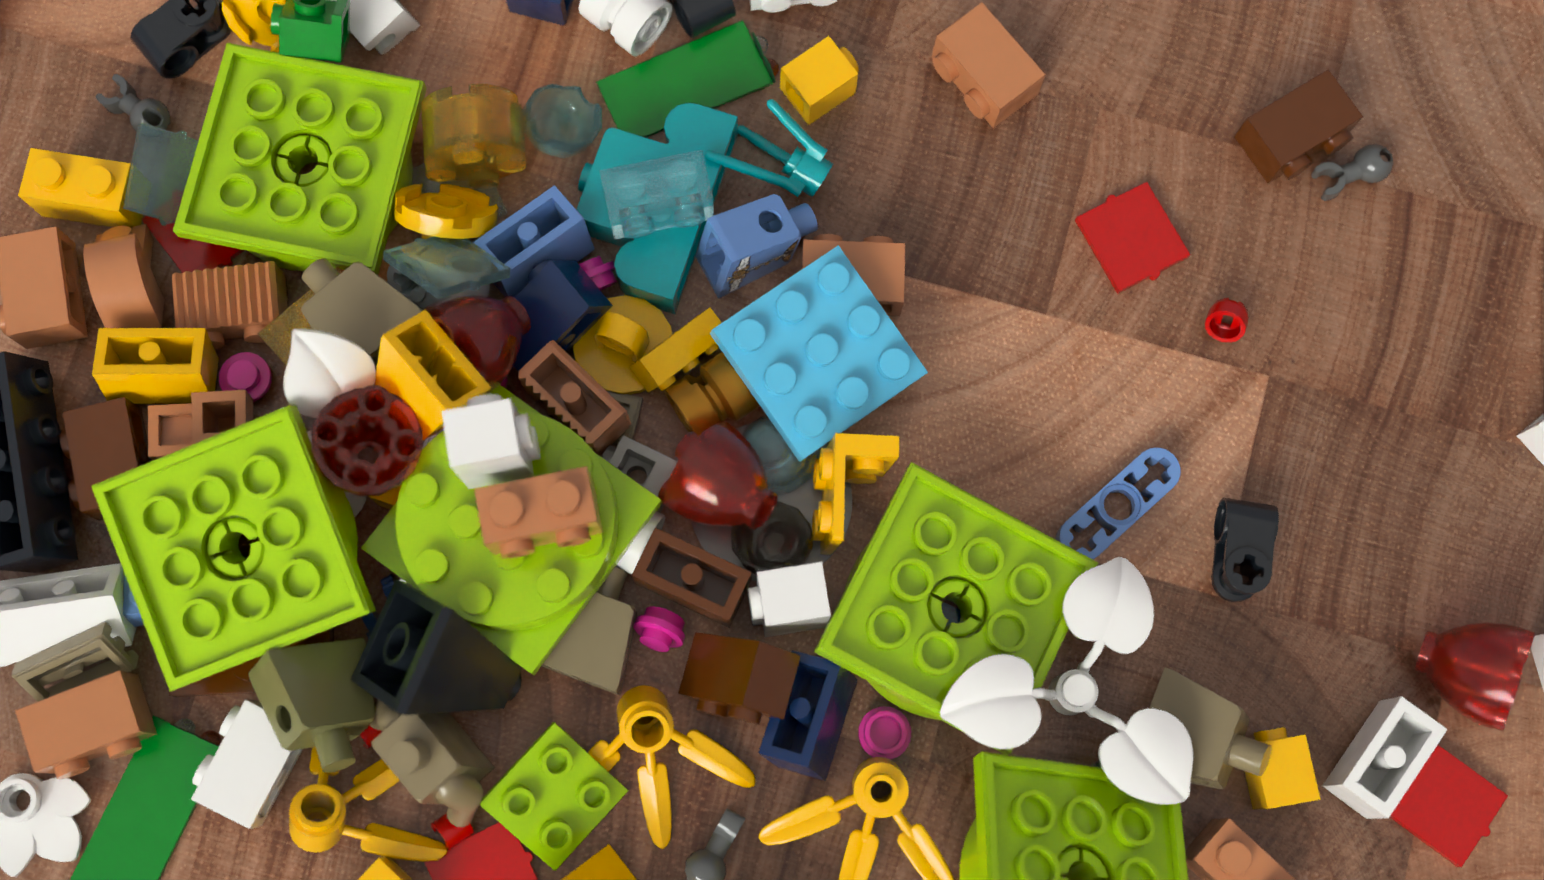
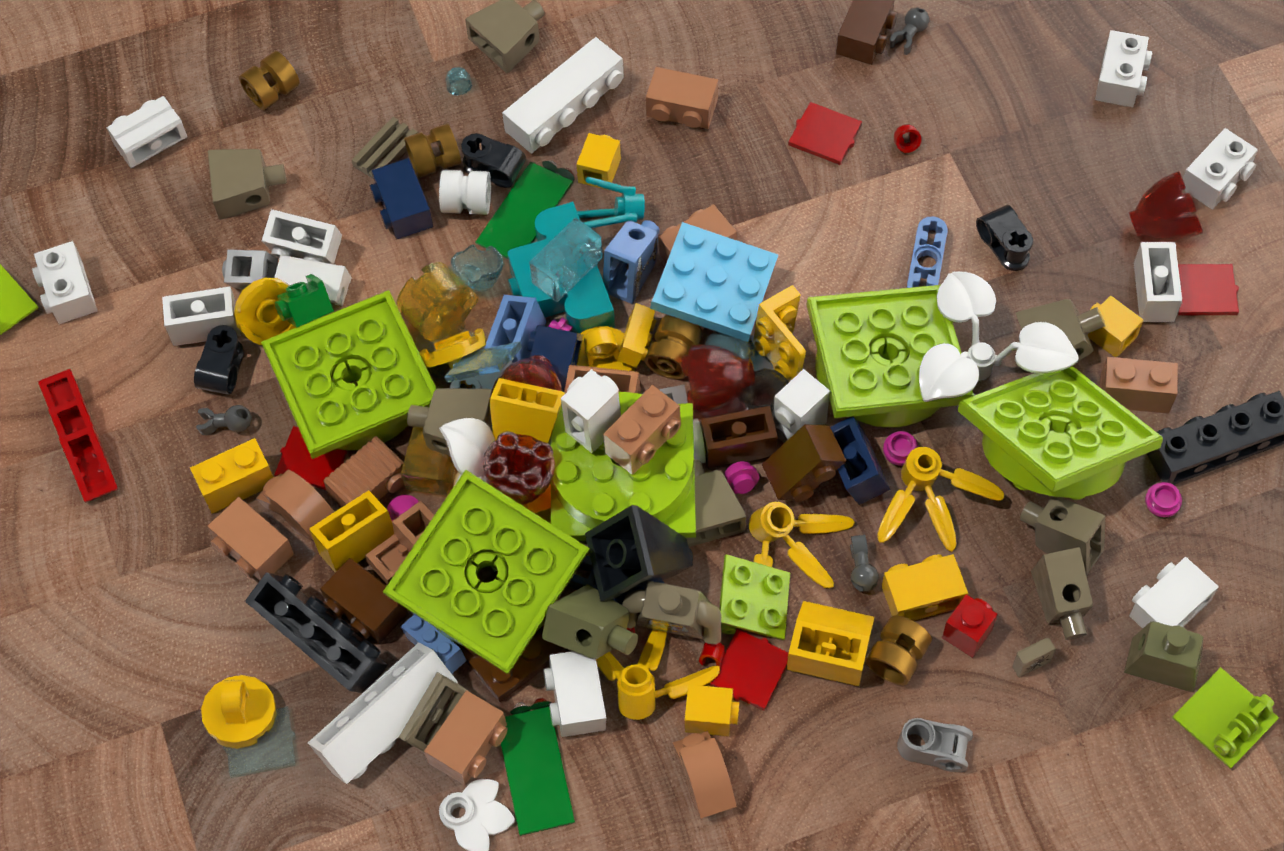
camera: 30 degrees left, 15 degrees down
(159, 172) = (277, 434): clear light blue piece -> none

